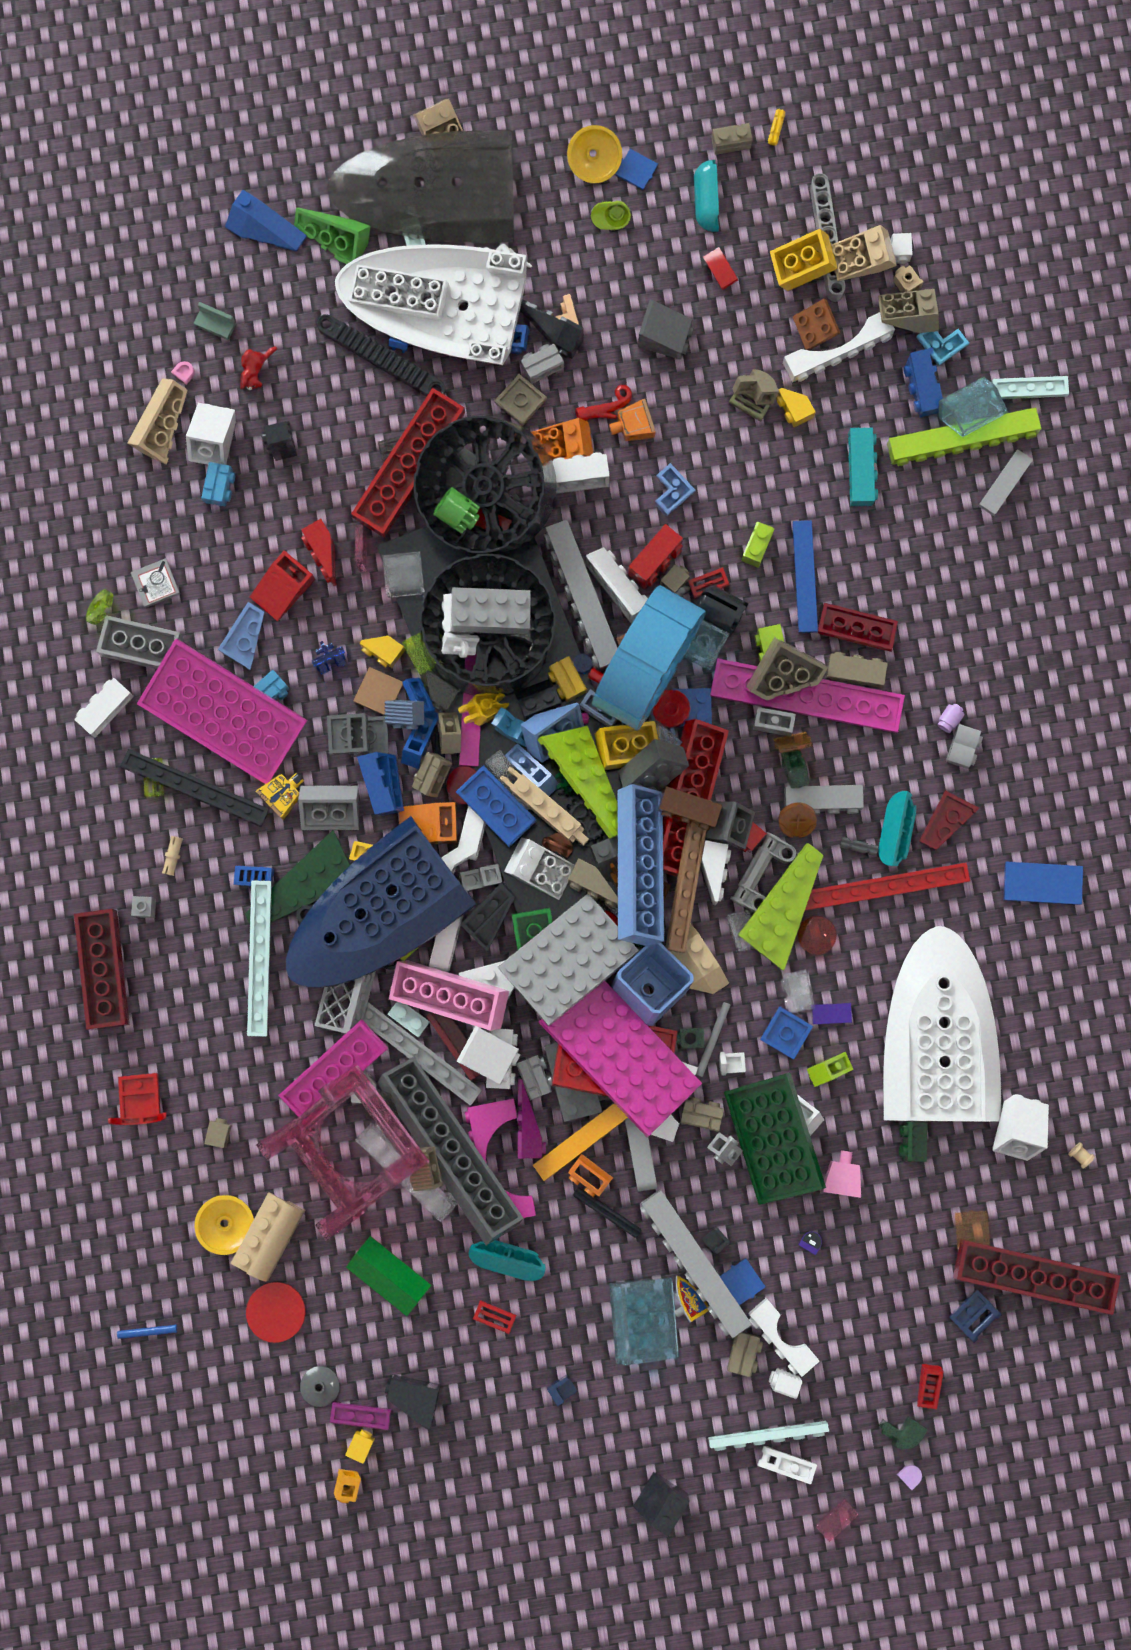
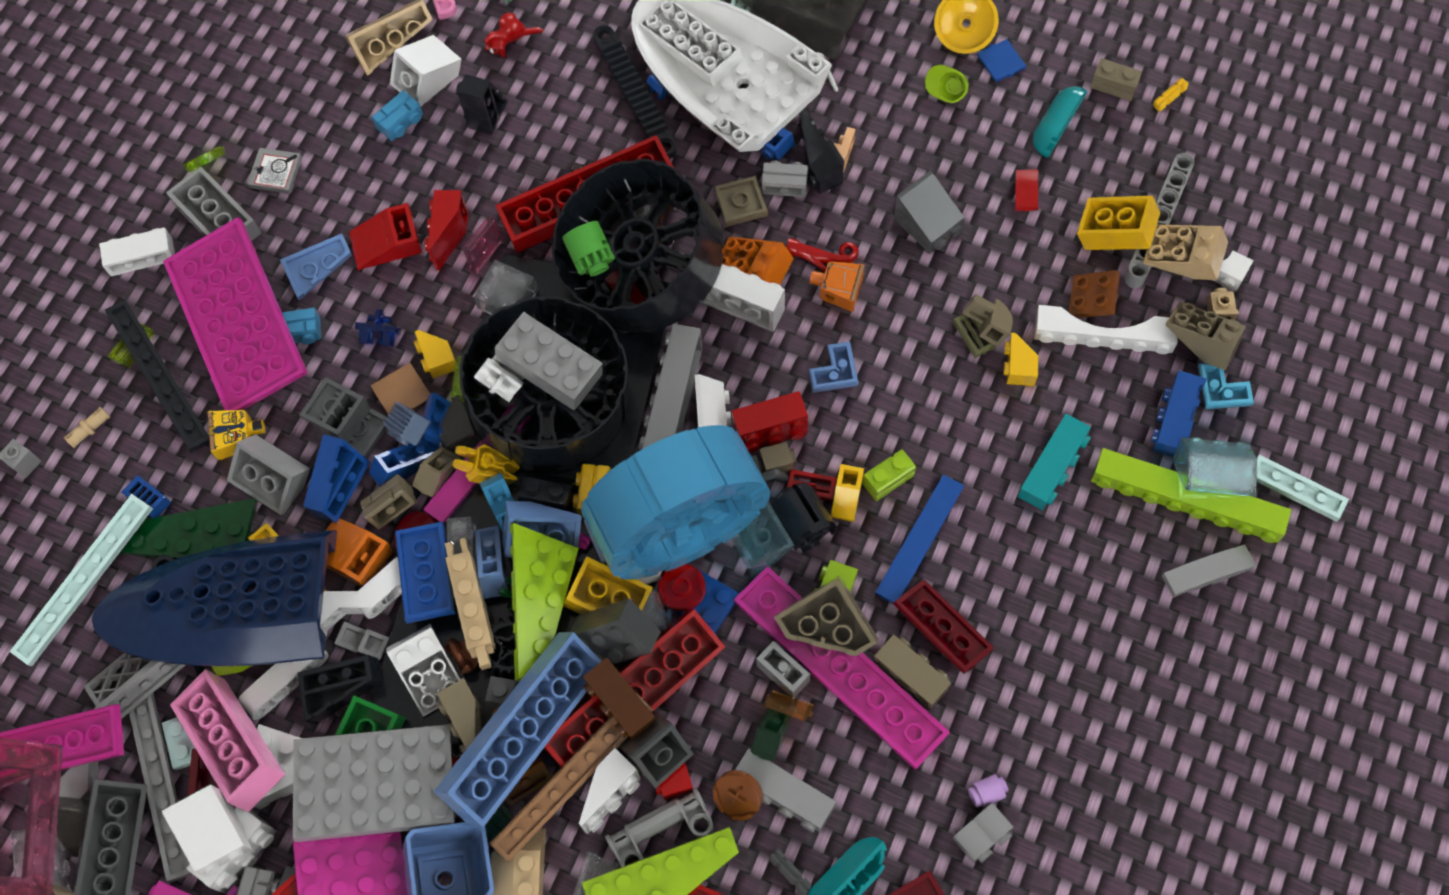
camera: 35 degrees right, 15 degrees down
(738, 574) = (847, 492): none -> yellow slope

